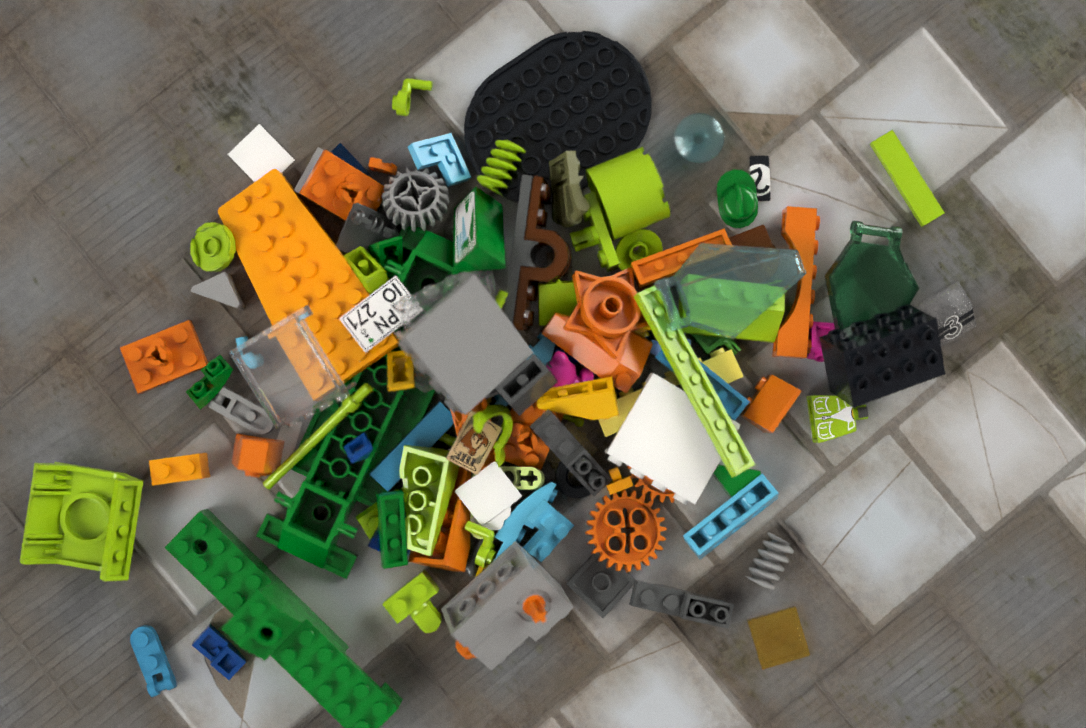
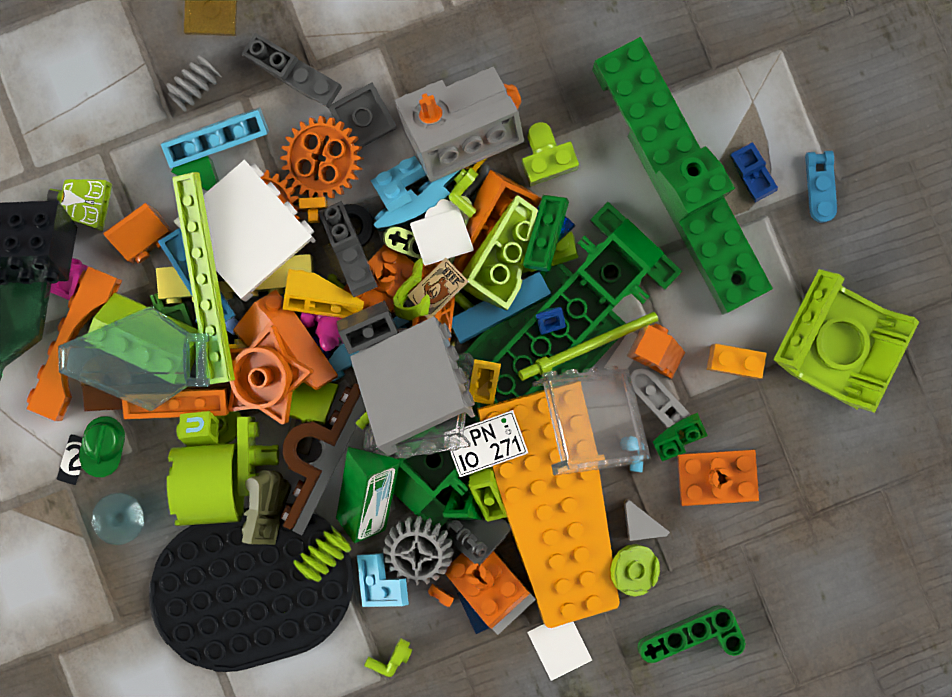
camera: 165 degrees left, 0 degrees up
(143, 200) = (687, 639): none -> green beam
(652, 241) = (198, 429): none -> lime brick

